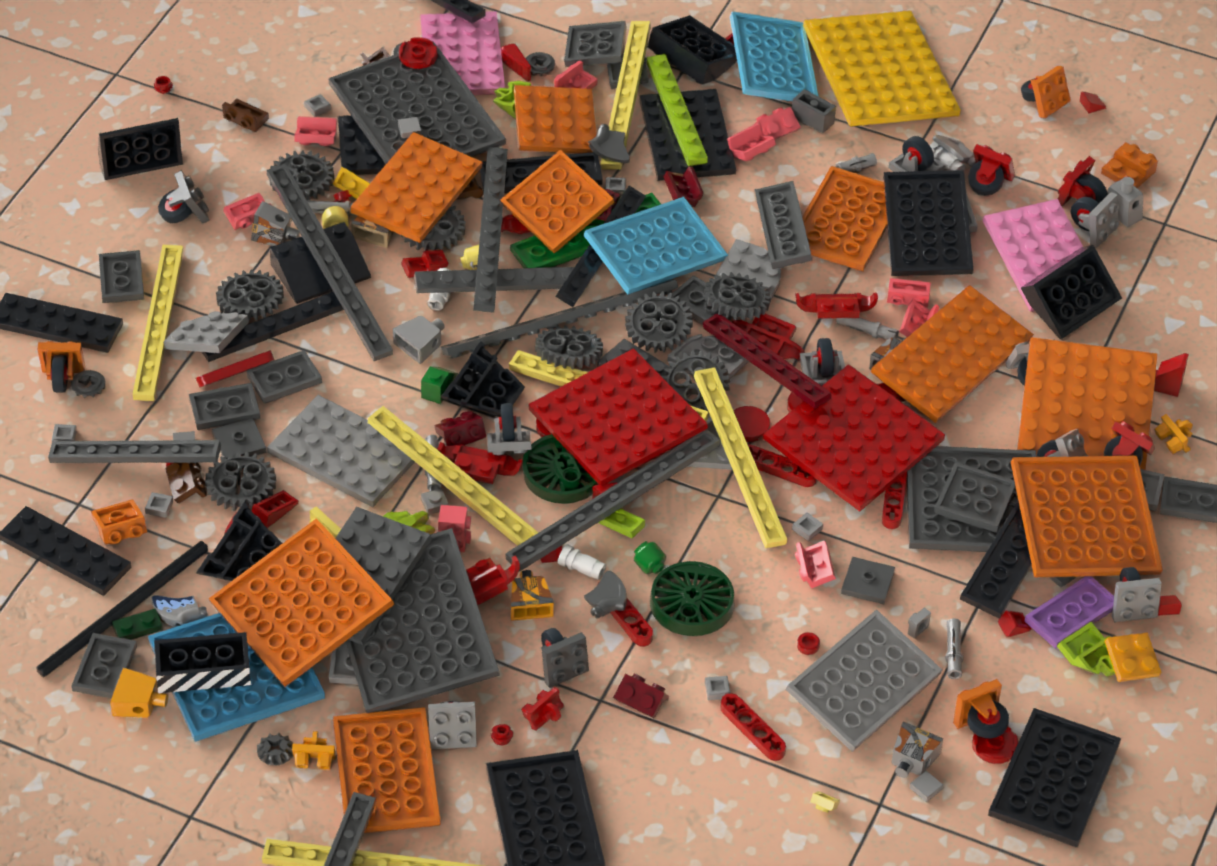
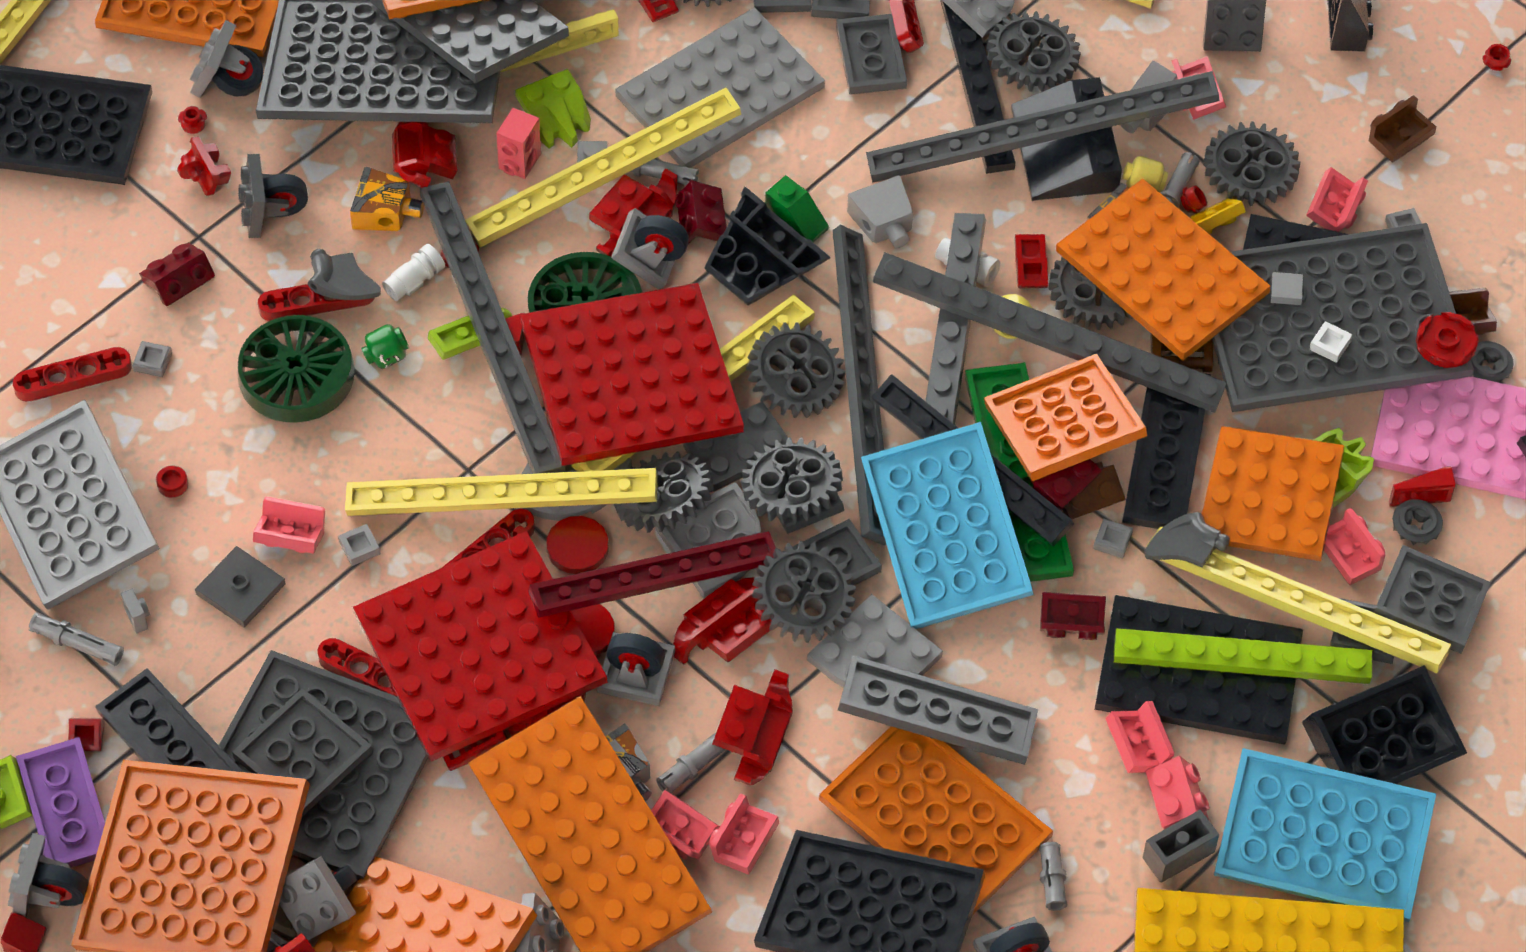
camera: 110 degrees right, 10 degrees up
(444, 98) = (1330, 342): none -> white plate

